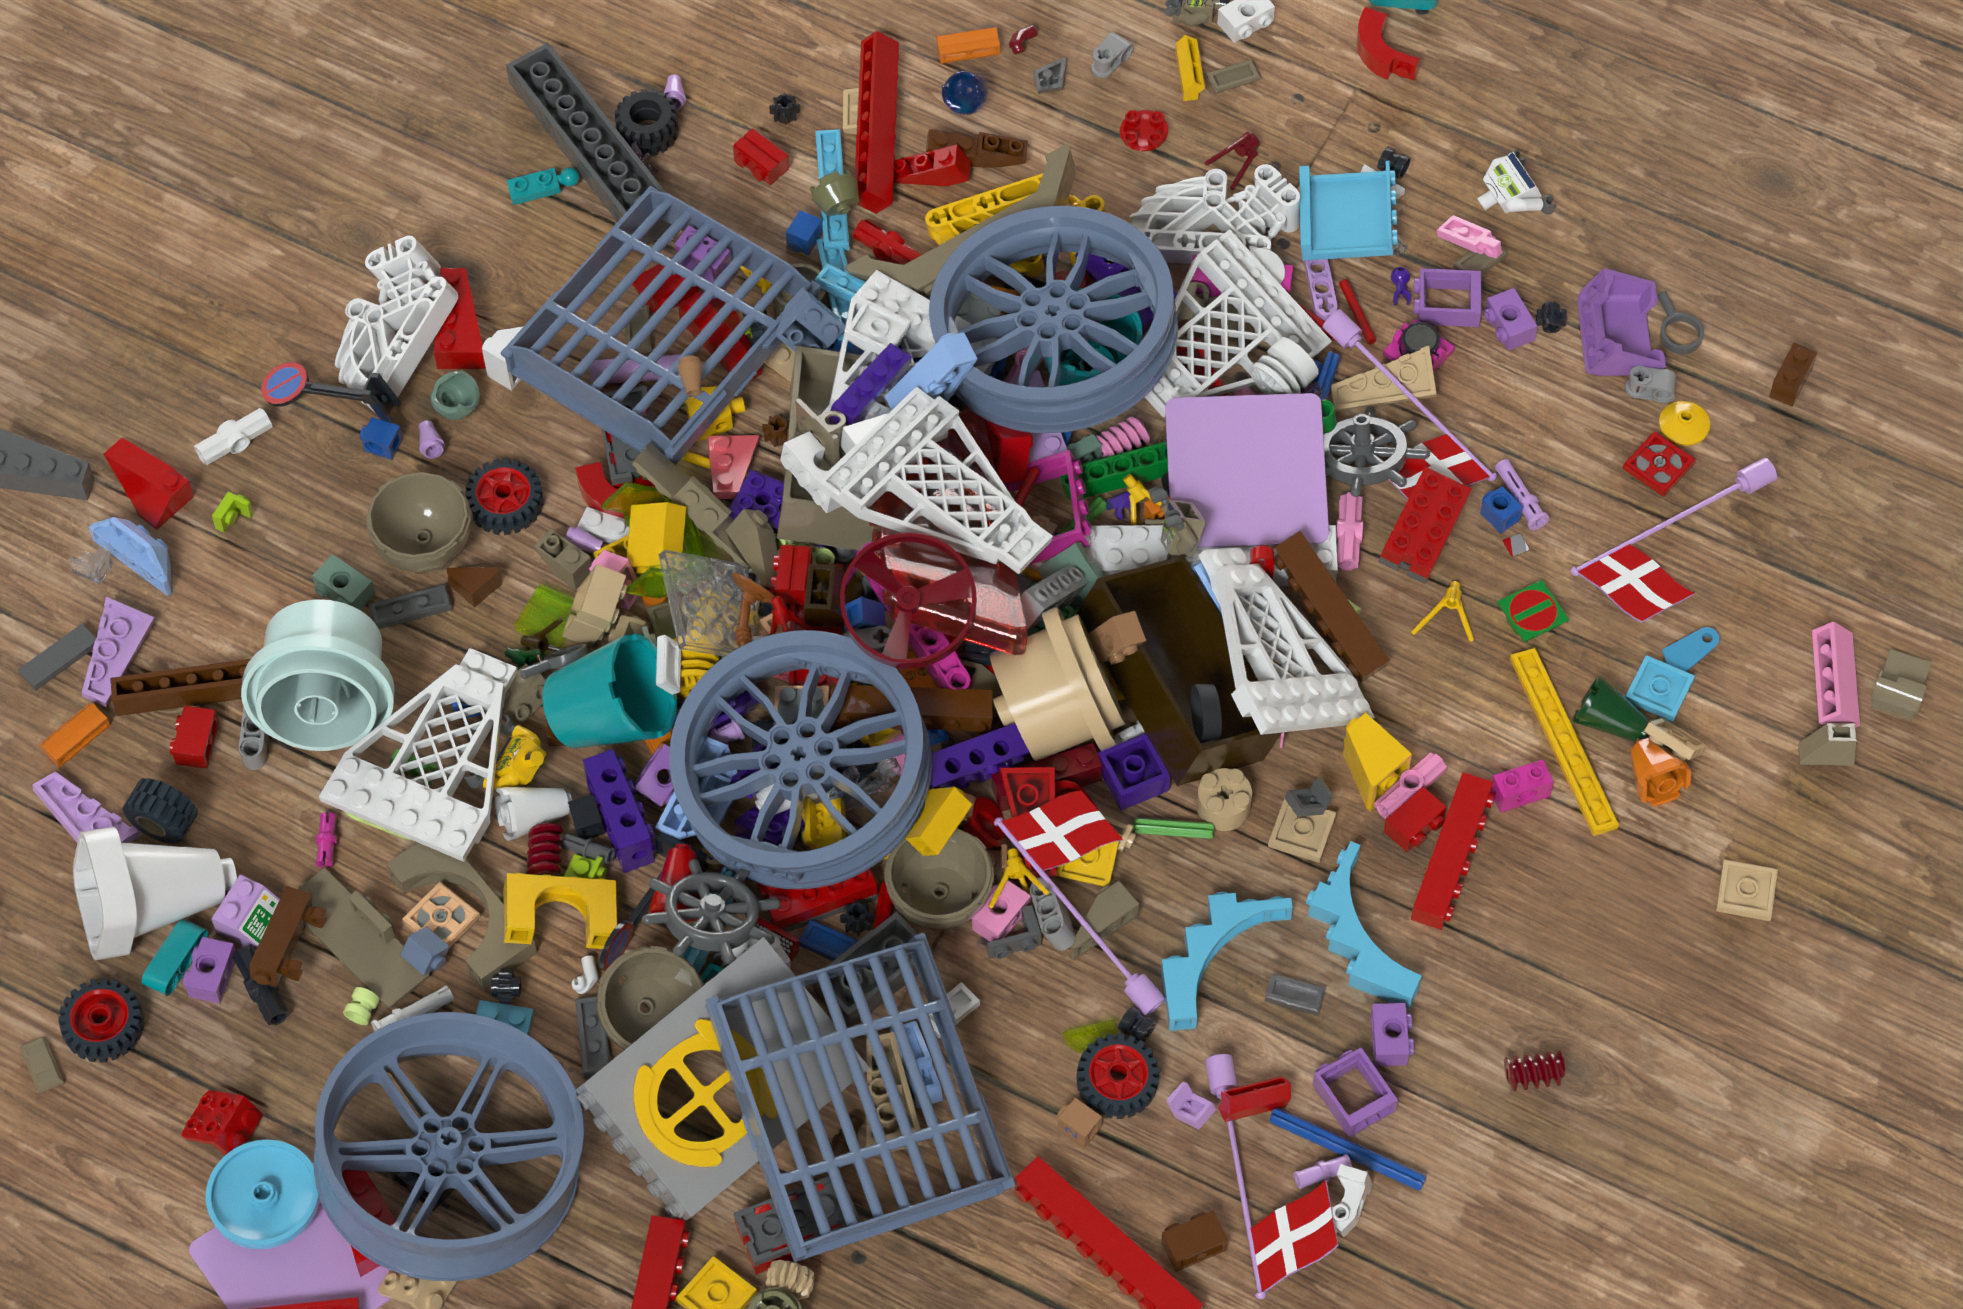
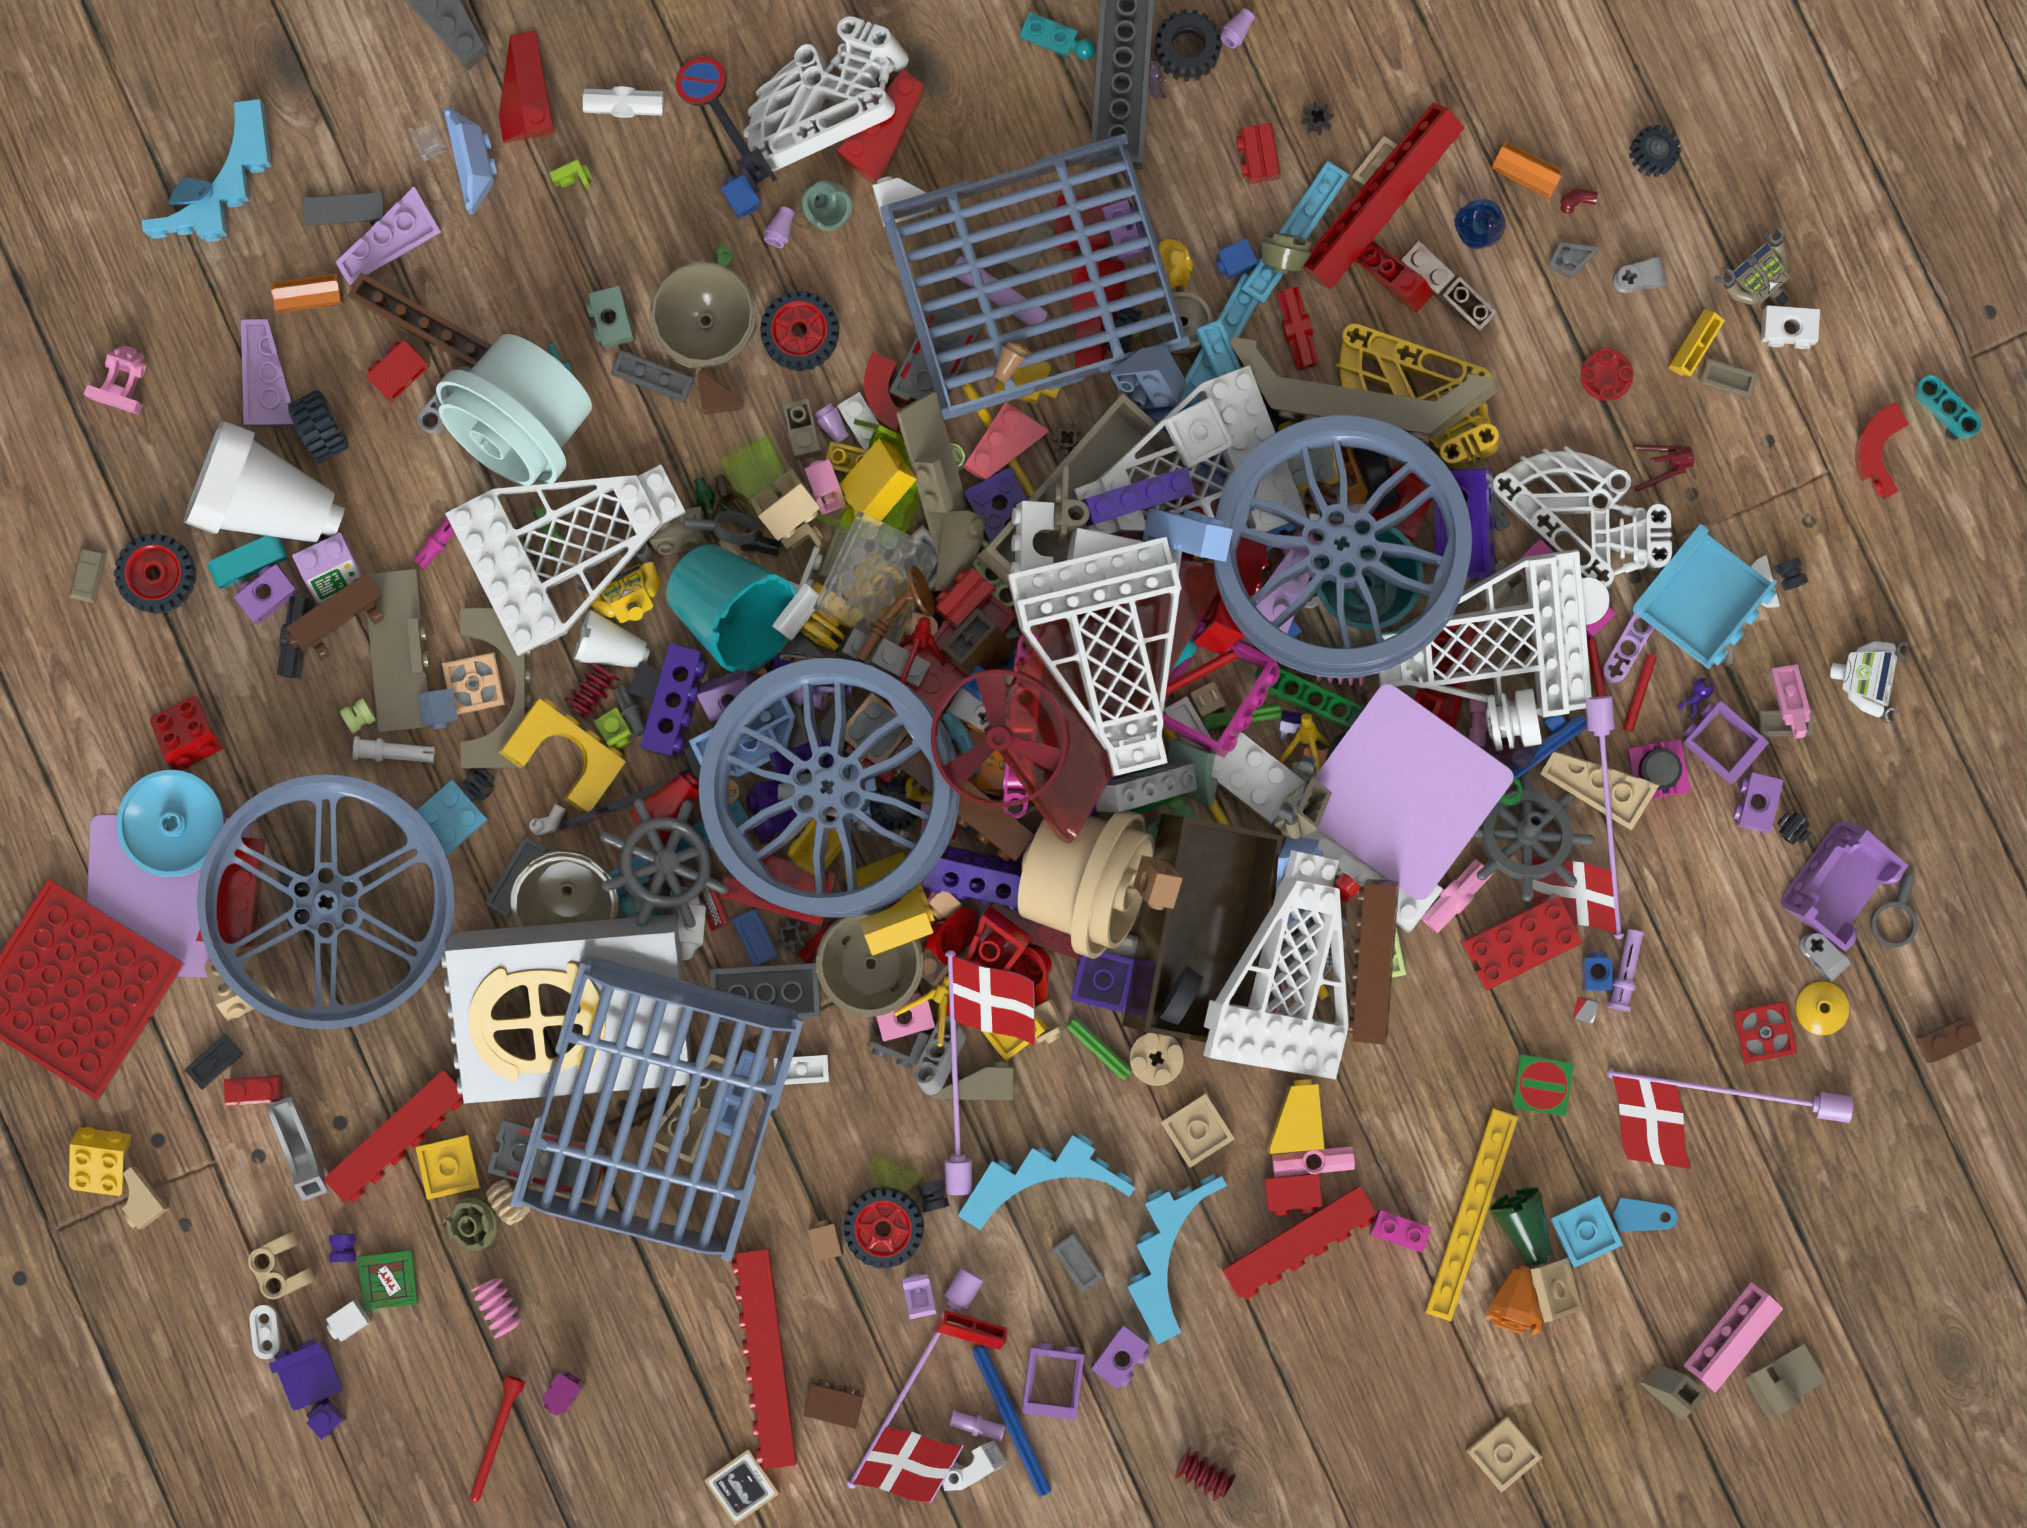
camera: 40 degrees right, 25 degrees up
(1310, 801) = (1218, 1116): dark grey bracket -> none
(1453, 601) = (1488, 1023): yellow plant -> none

